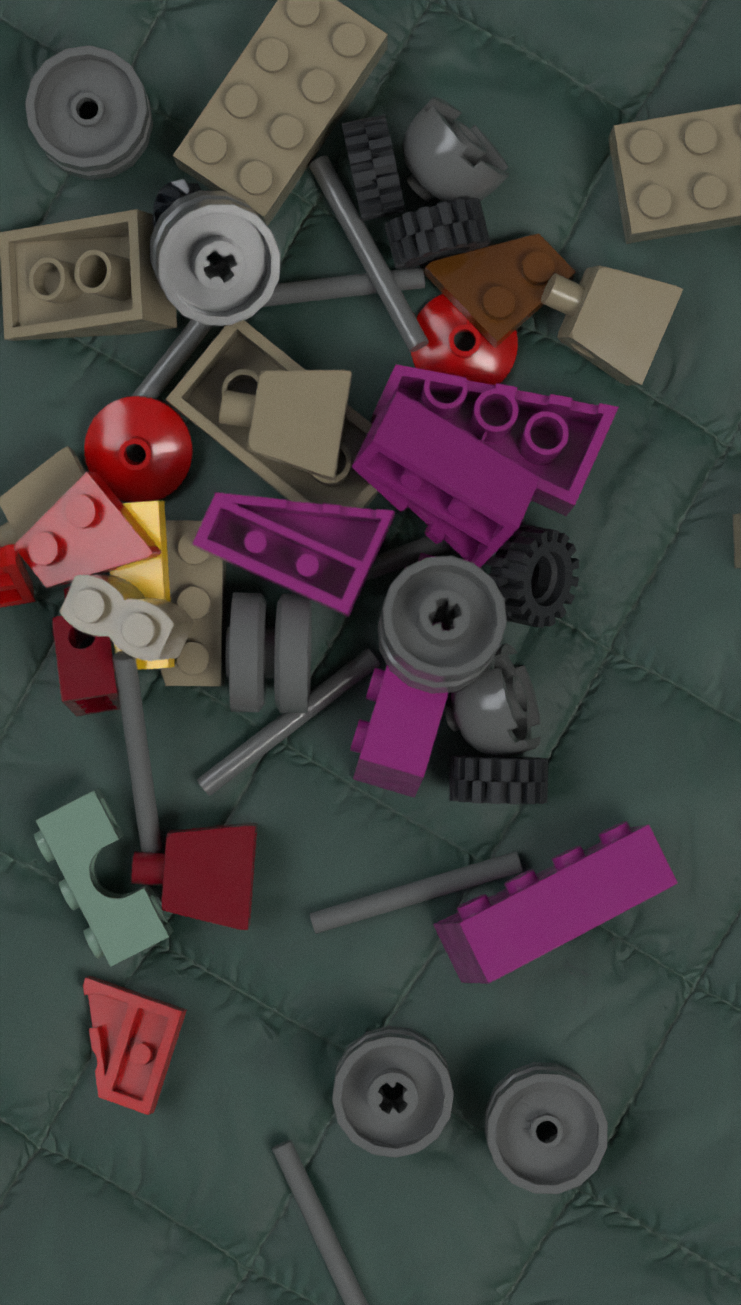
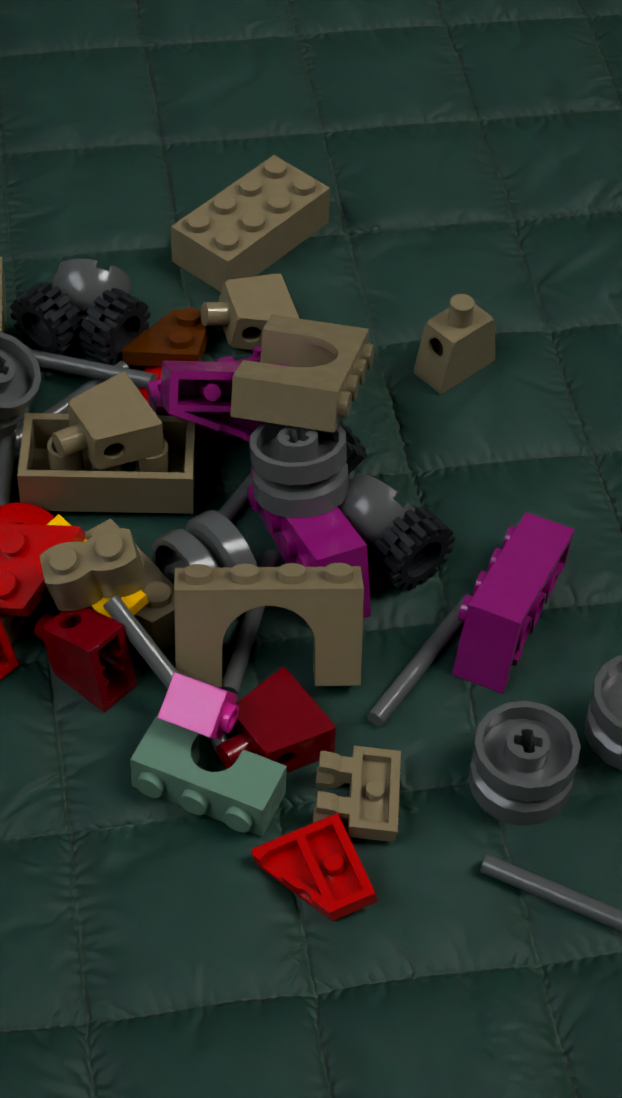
camera: 40 degrees left, 40 degrees down
(131, 823) = (199, 706): none -> brick
(228, 733) = (323, 596): none -> dark tan arch
(237, 1006) = (373, 792): none -> dark tan plate
(297, 545) = (170, 477): magenta wedge -> none
(496, 585) = (323, 377): none -> dark tan arch

